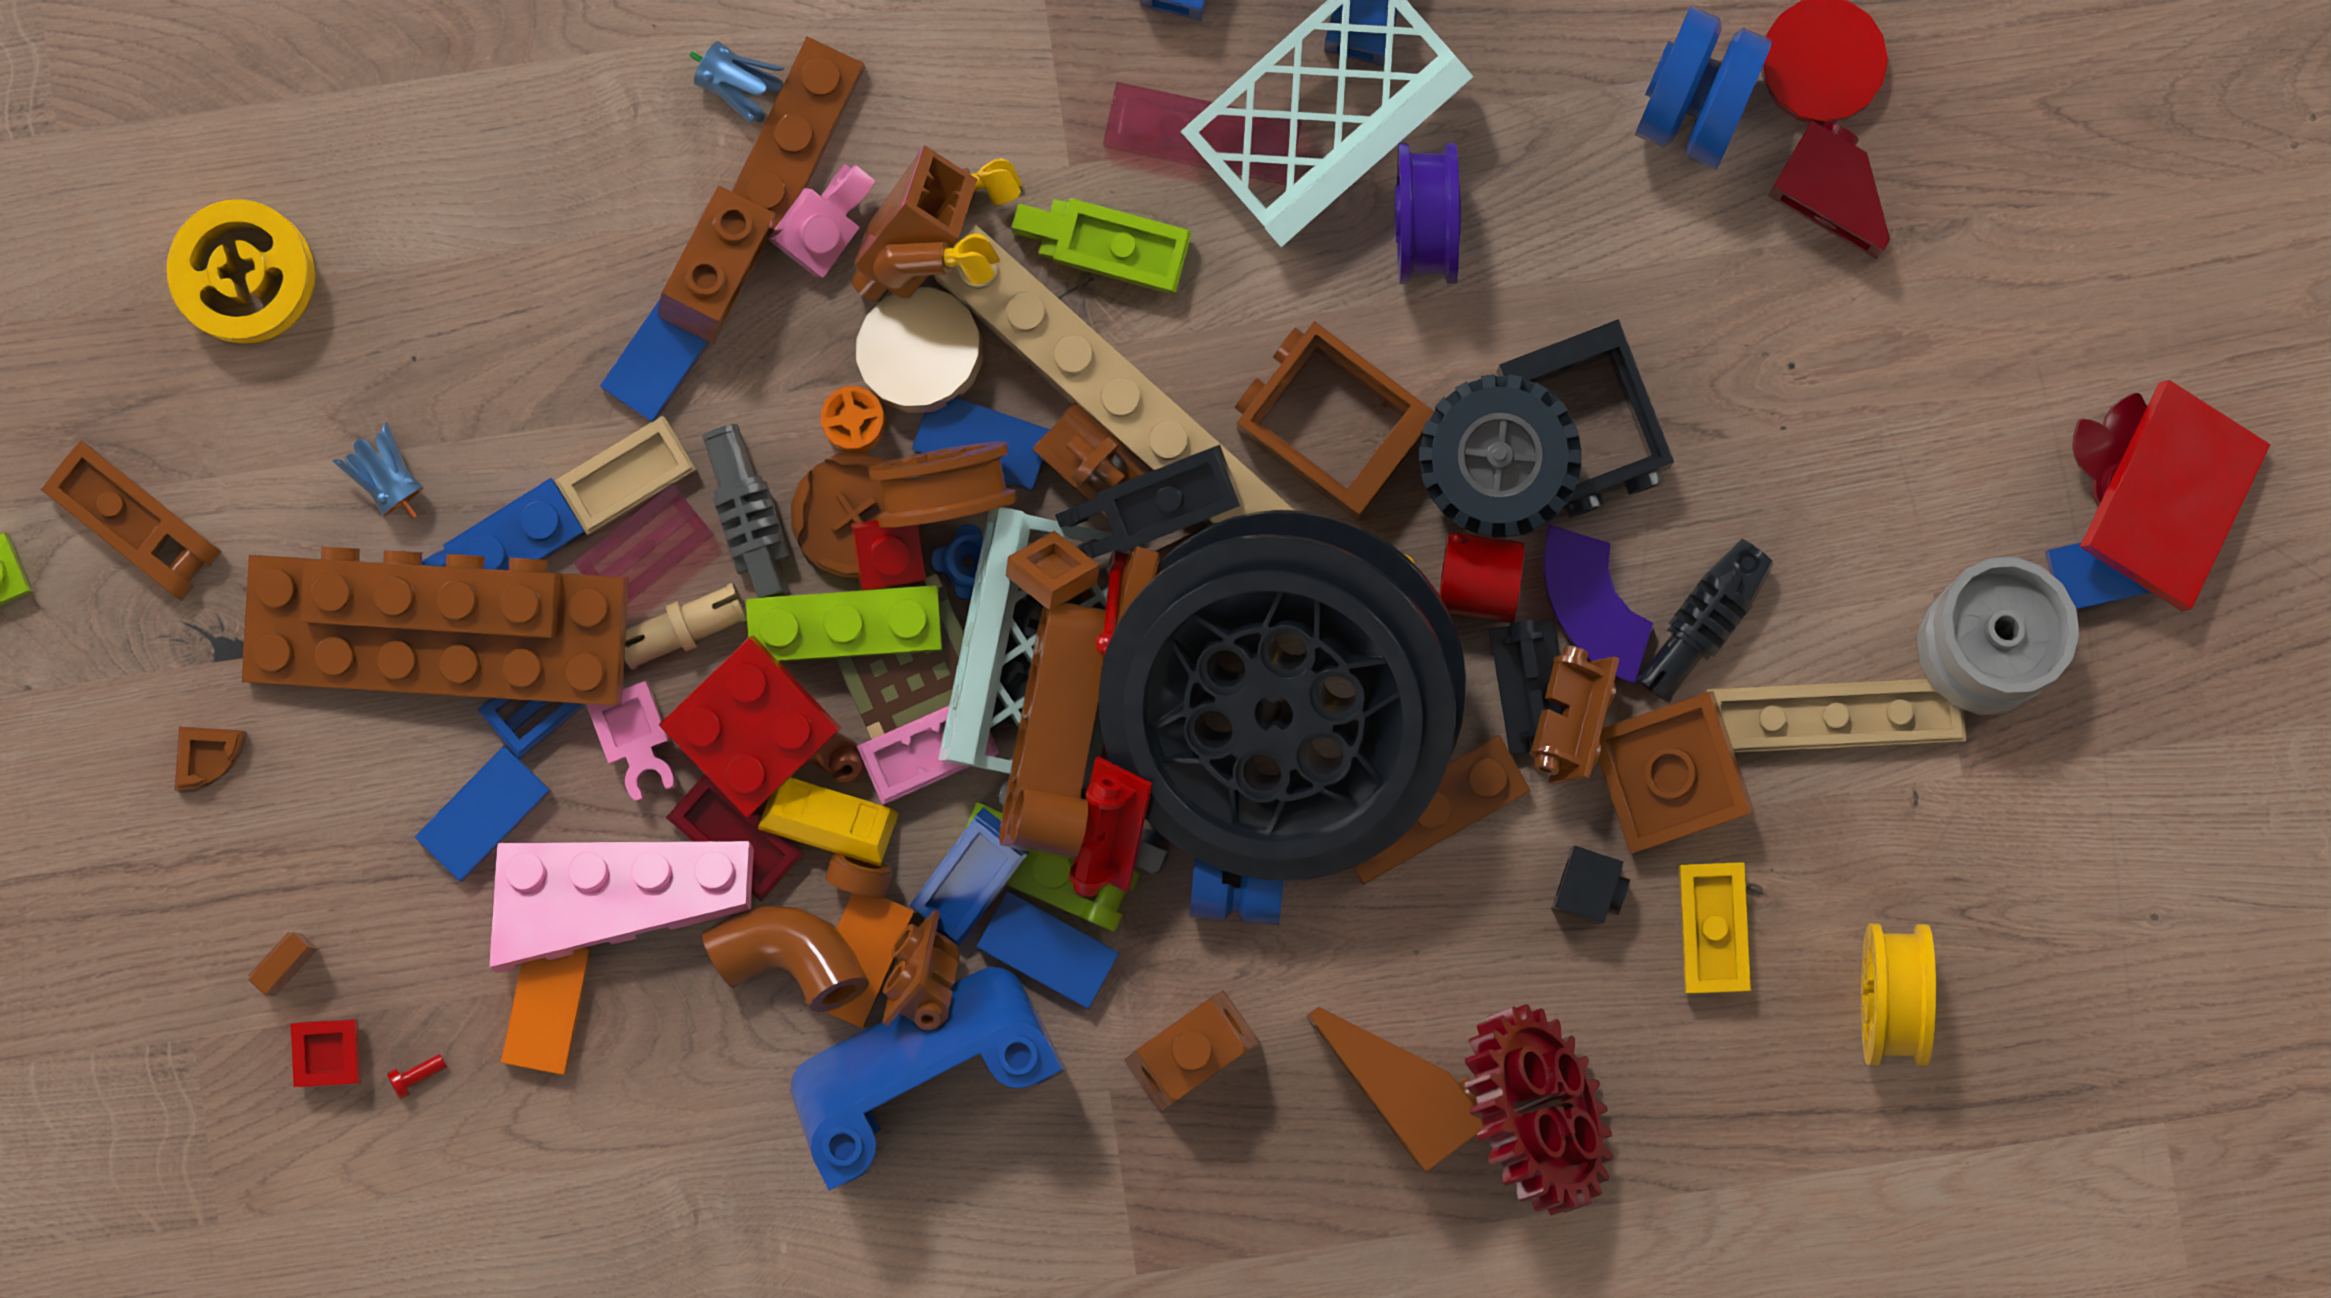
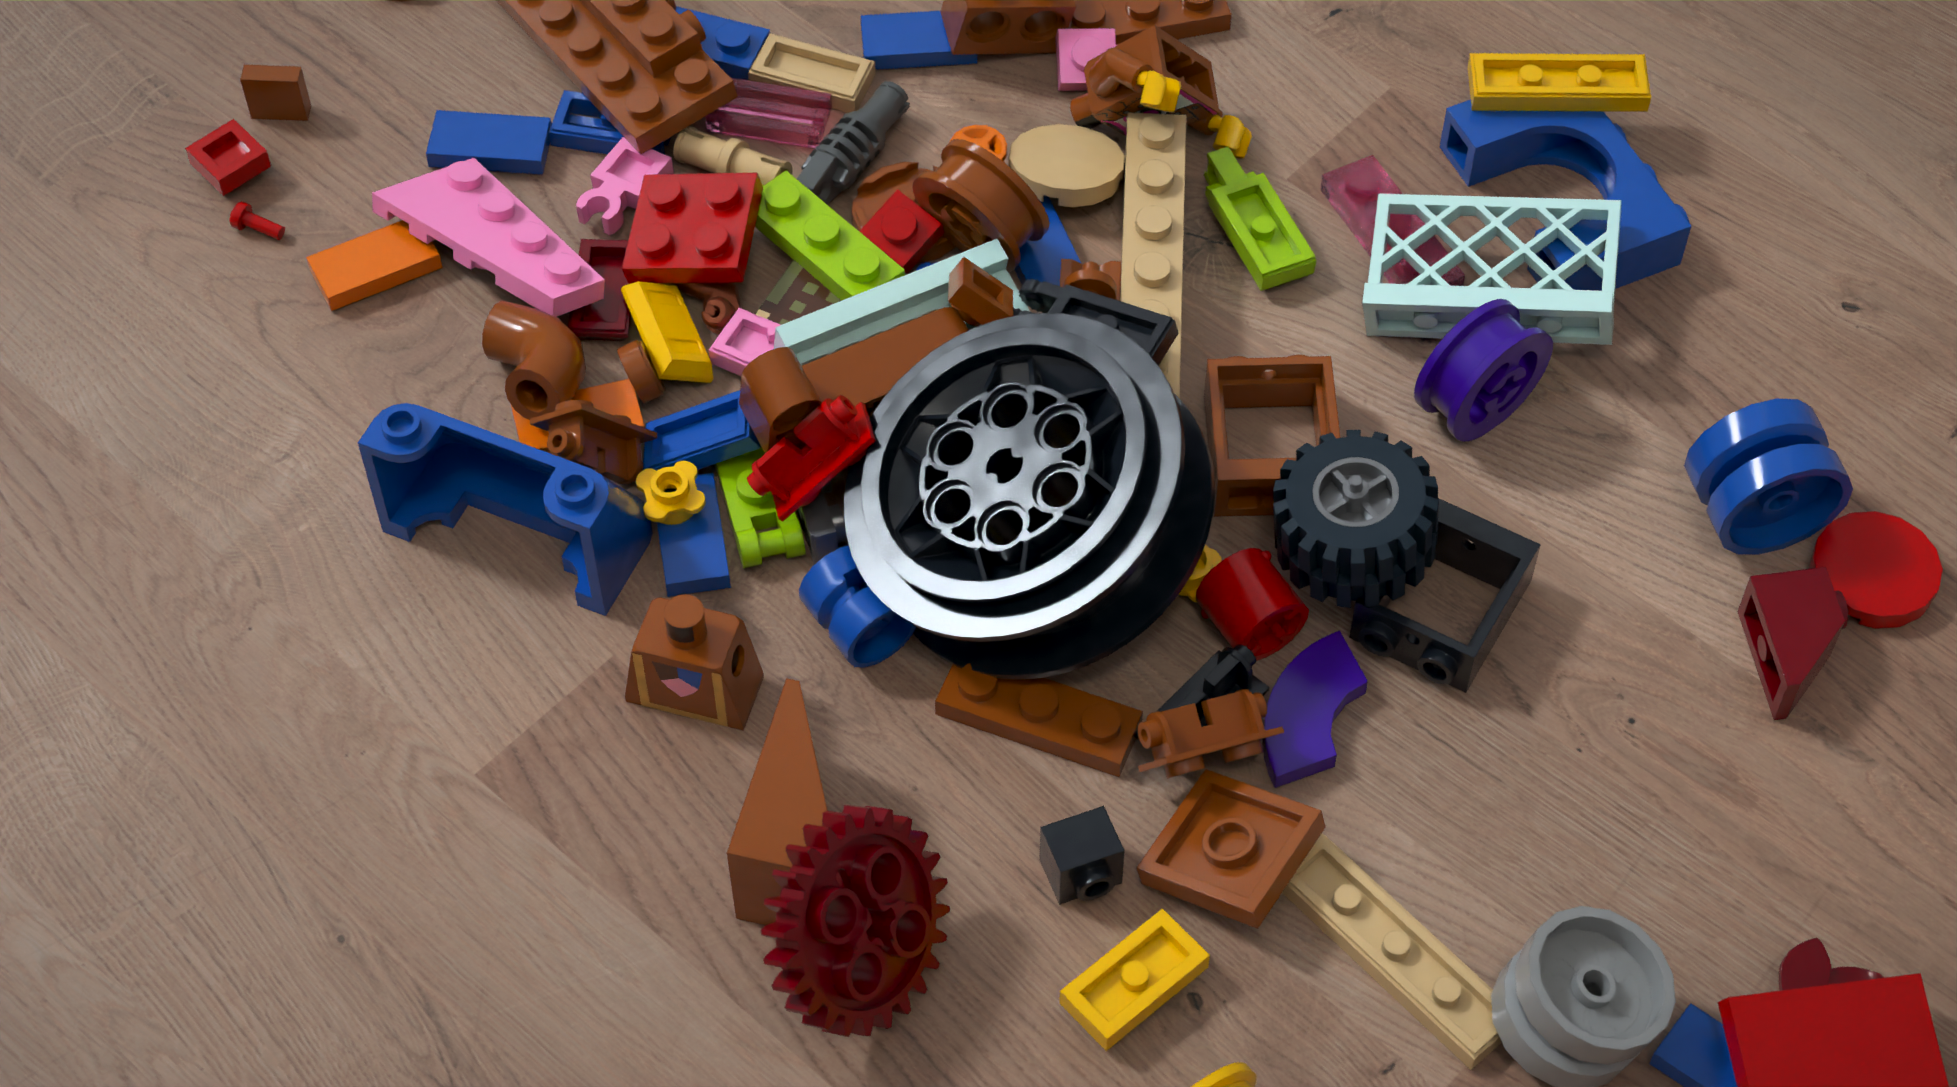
camera: 45 degrees right, 30 degrees down
(1017, 963) = (674, 506): none -> yellow plate
(1707, 617) = (1390, 789): black hinge -> none

